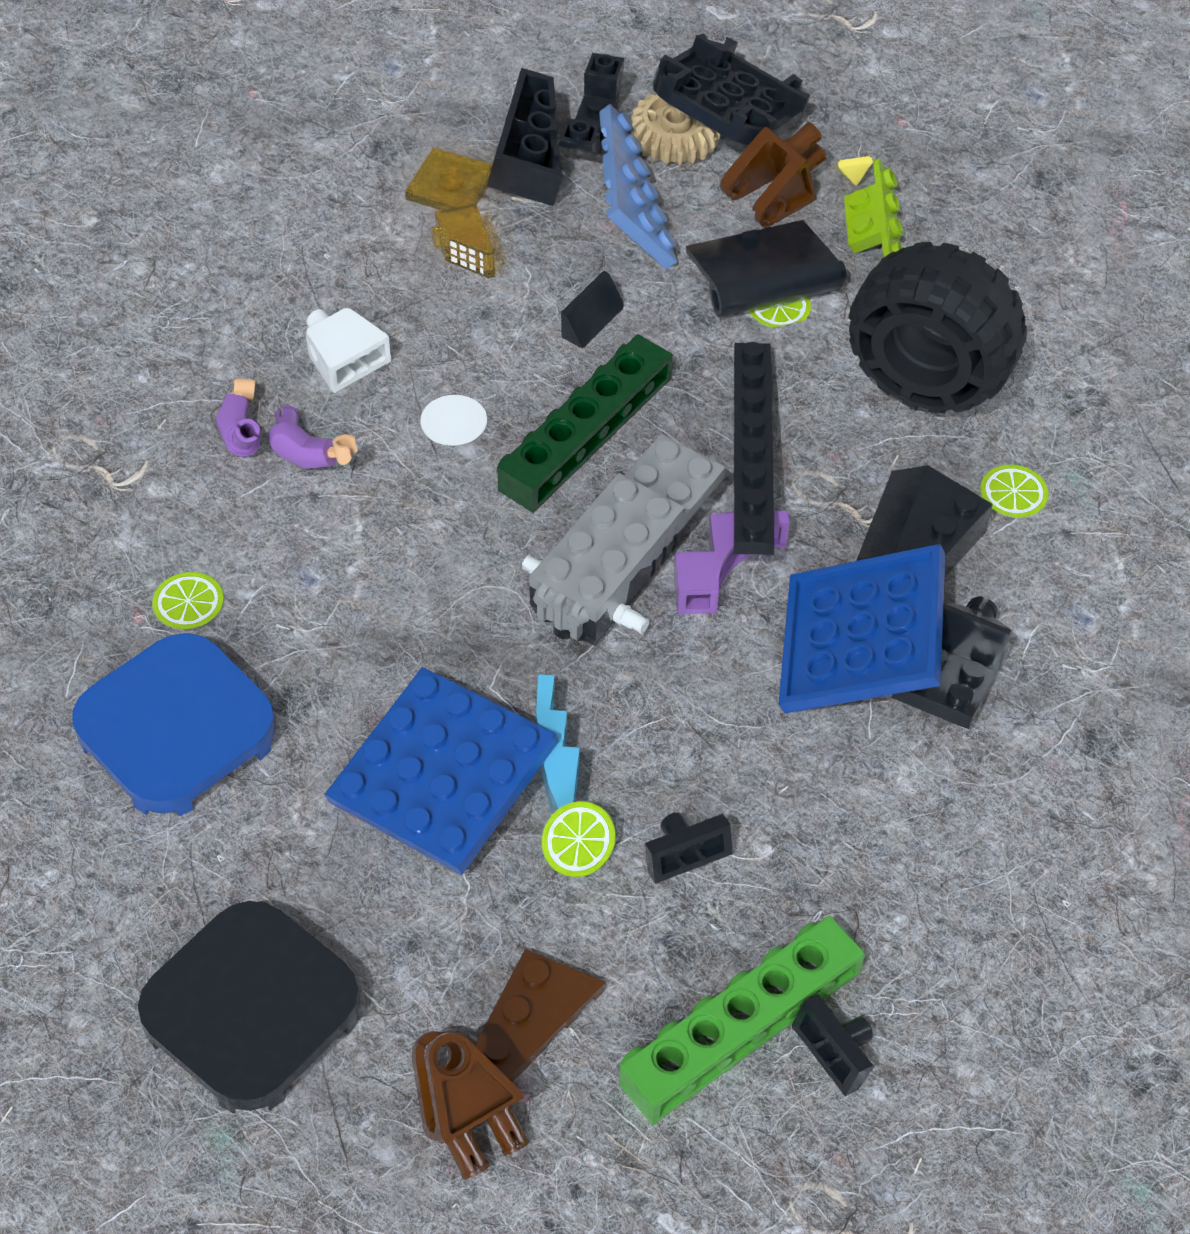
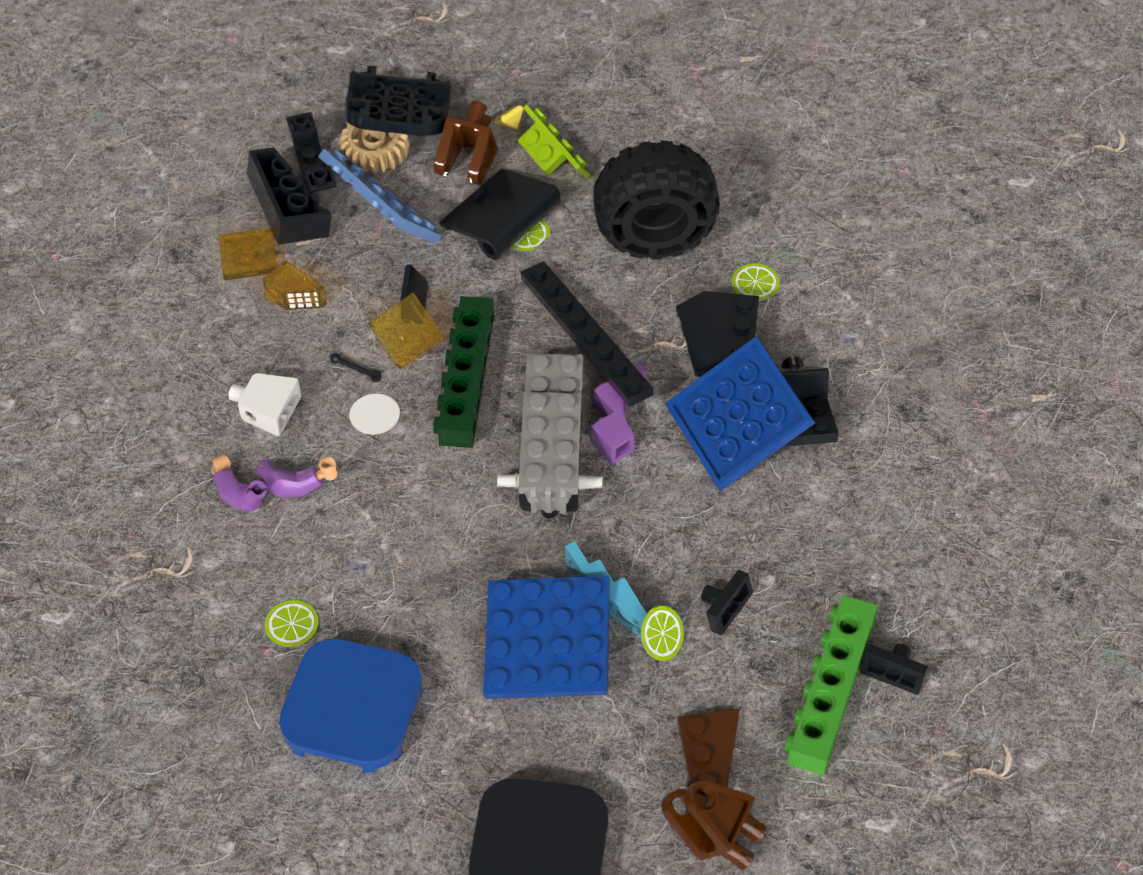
camera: 30 degrees left, 0 degrees up
(486, 379) = (375, 375): none -> black hinge
(550, 343) = (406, 330): none -> clear yellow tile

